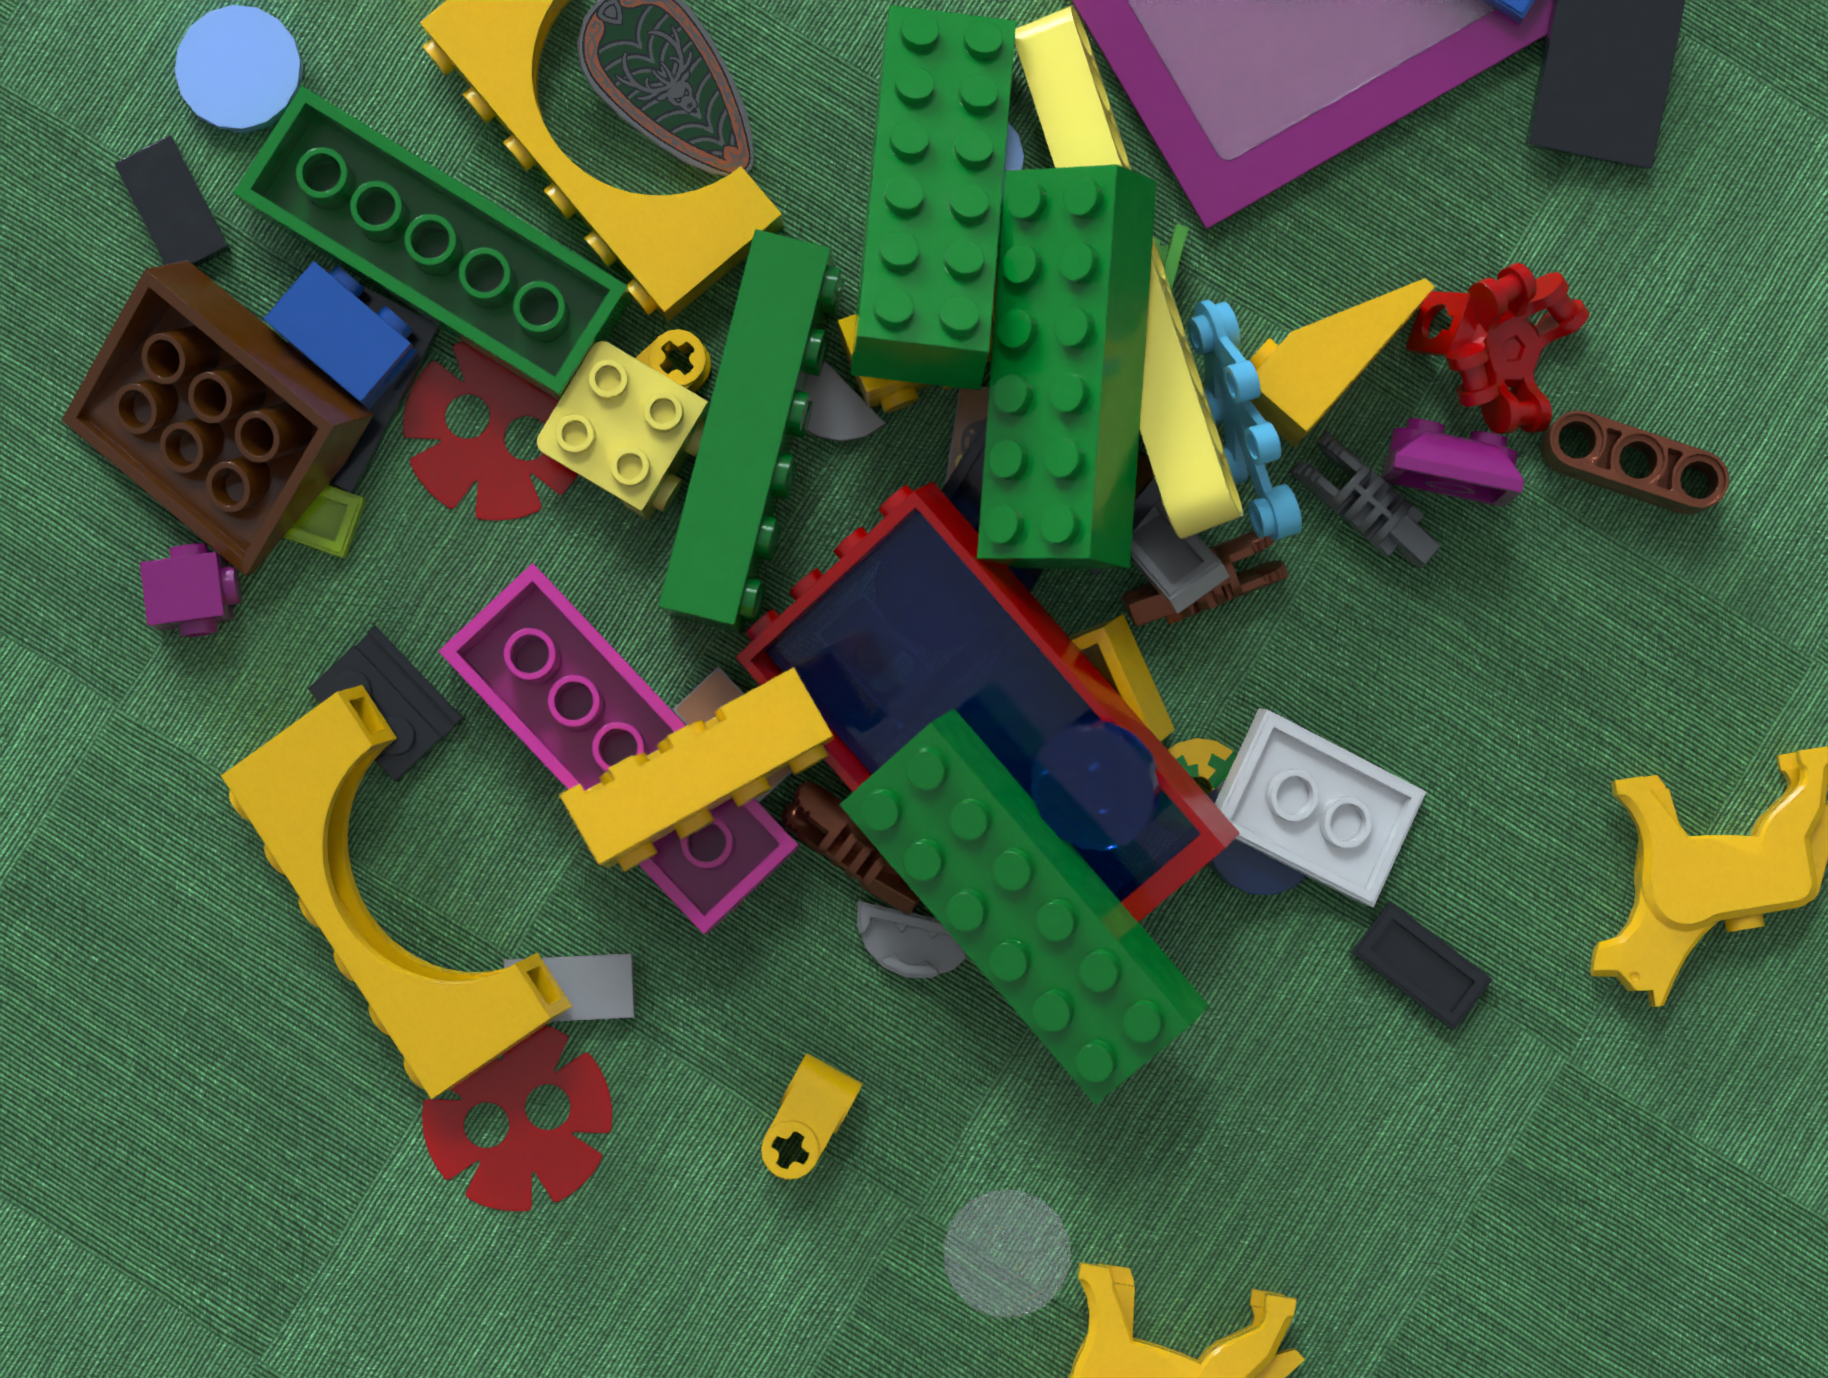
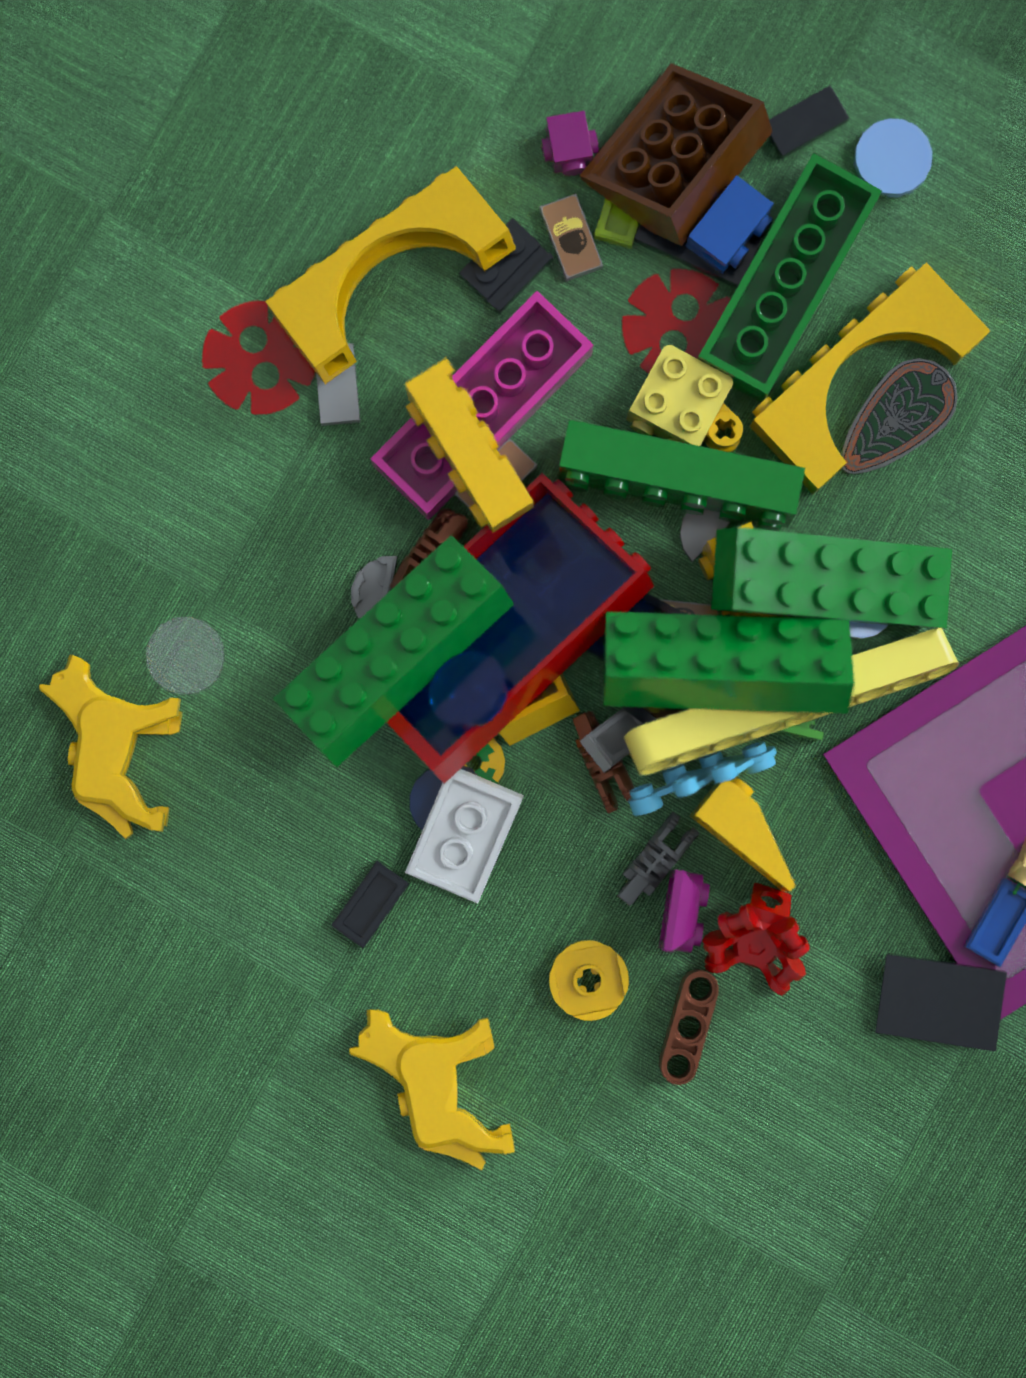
camera: 85 degrees right, 0 degrees up
(344, 595) = (571, 237): none -> tile
(814, 1108) = (267, 534): yellow piece -> none
(1576, 589) = (607, 993): none -> yellow plate

